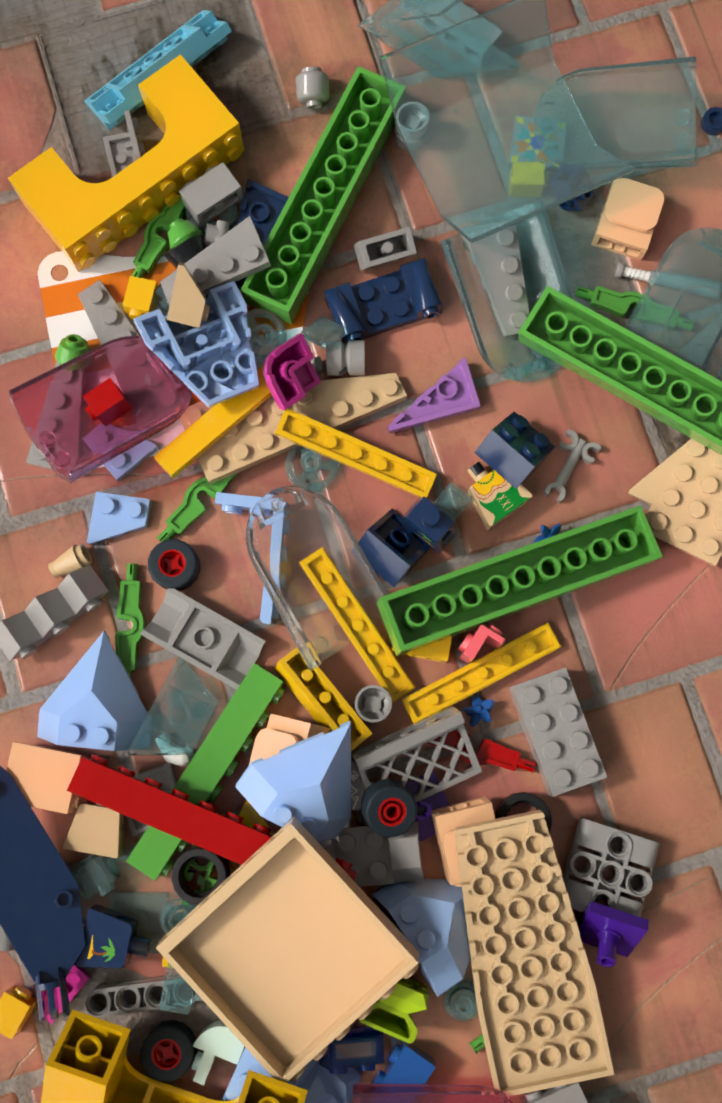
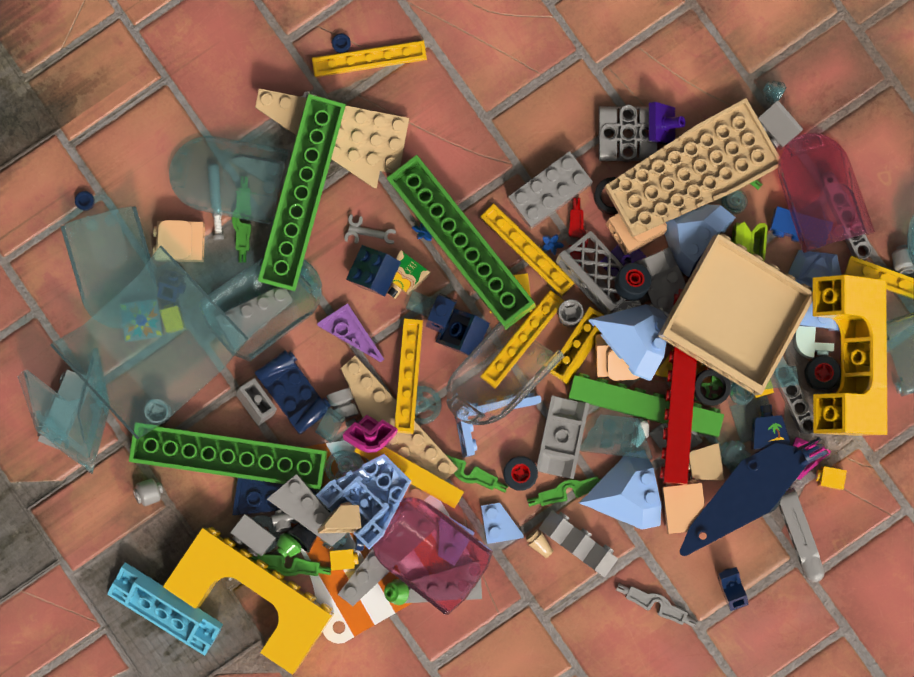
camera: 105 degrees left, 5 degrees up
(106, 402) = (427, 553): red brick -> none
(124, 147) = (241, 607): light grey bracket -> none
(358, 1048) = (781, 255): clear blue window -> none
(473, 642) = (511, 260): coral bracket -> none

